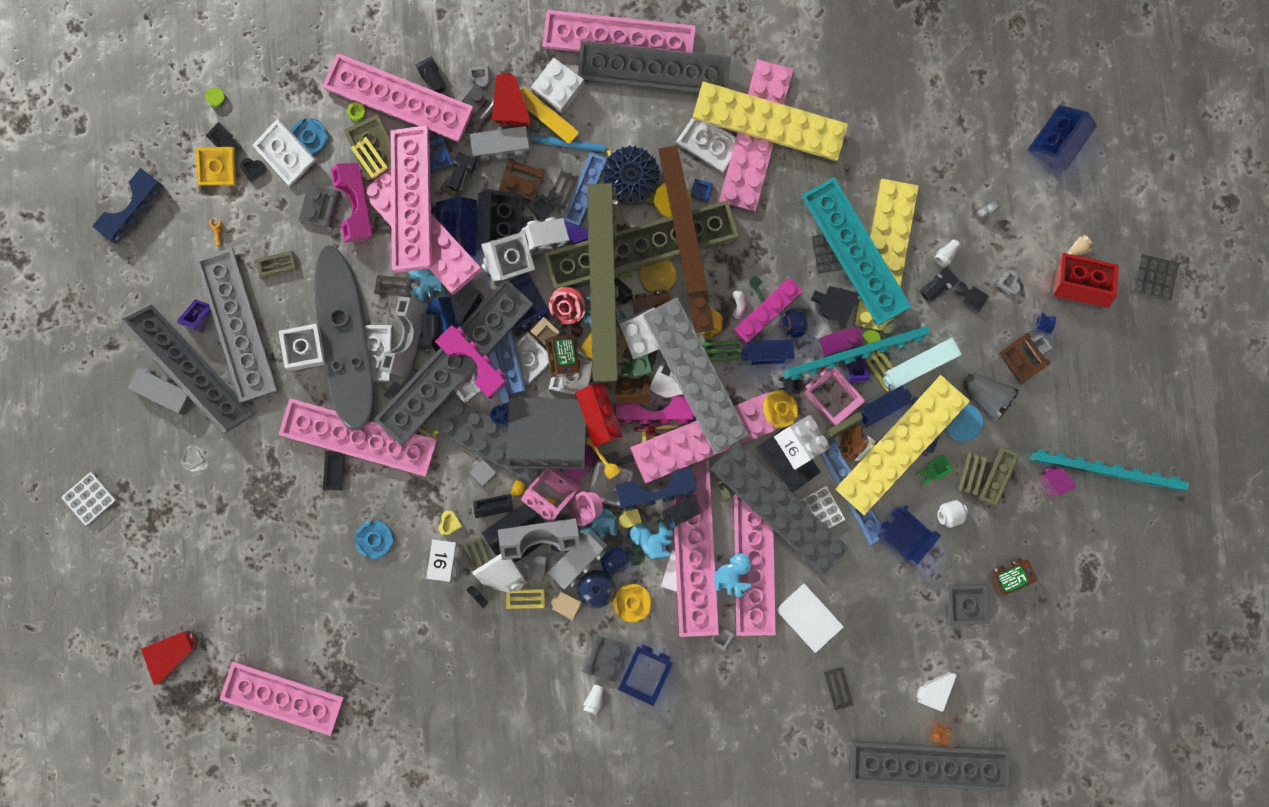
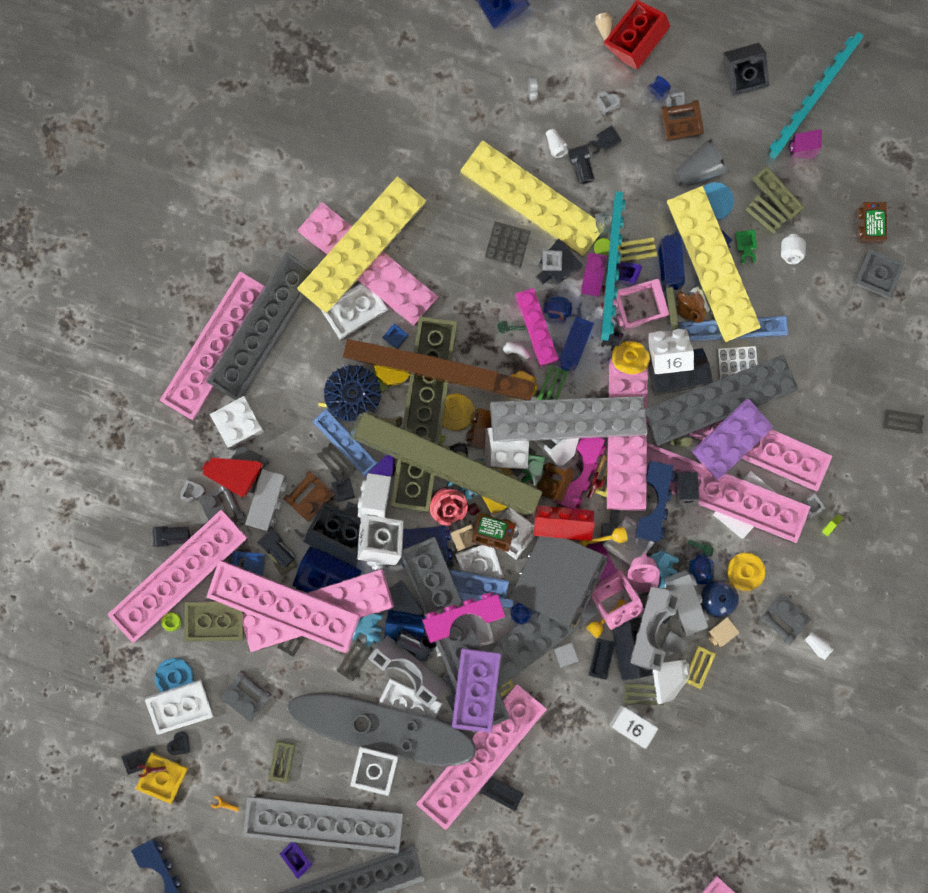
camera: 65 degrees left, 0 degrees up
(215, 97) = (93, 749): lime tile -> none
(216, 150) = (151, 769): none -> dark red hand
(348, 179) = (235, 657): dark pink arch -> none
(360, 145) = (207, 631): light yellow tile -> none
(374, 539) = (582, 783): dark azure tile -> none
(412, 403) = (476, 690): none -> medium lavender plate
(450, 523) = (599, 706): light yellow tile -> none
(476, 595) = (678, 711): black tile -> none
(548, 116) = (262, 444): yellow sticker -> none
(574, 144) = (294, 437): dark azure bar -> none
(630, 518) = (669, 540): light yellow tile -> none
(636, 693) = (831, 603): clear blue window -> none
(654, 544) = (702, 527): medium azure animal -> none
(712, 663) = (832, 524): none -> lime tile
(728, 575) = (760, 472): medium azure animal -> none
(747, 534) = (732, 439): none -> medium lavender plate
(809, 618) = (829, 419): white tile -> none
(835, 296) = (552, 260): none -> light grey tile
(856, 251) = (518, 223): teal plate -> none
(907, 536) = (795, 297): clear blue panel -> none
(909, 319) = (599, 205): clear tile -> none
(921, 364) = (648, 213): light aqua slope -> none
(1102, 395) = (746, 68): none -> black slope

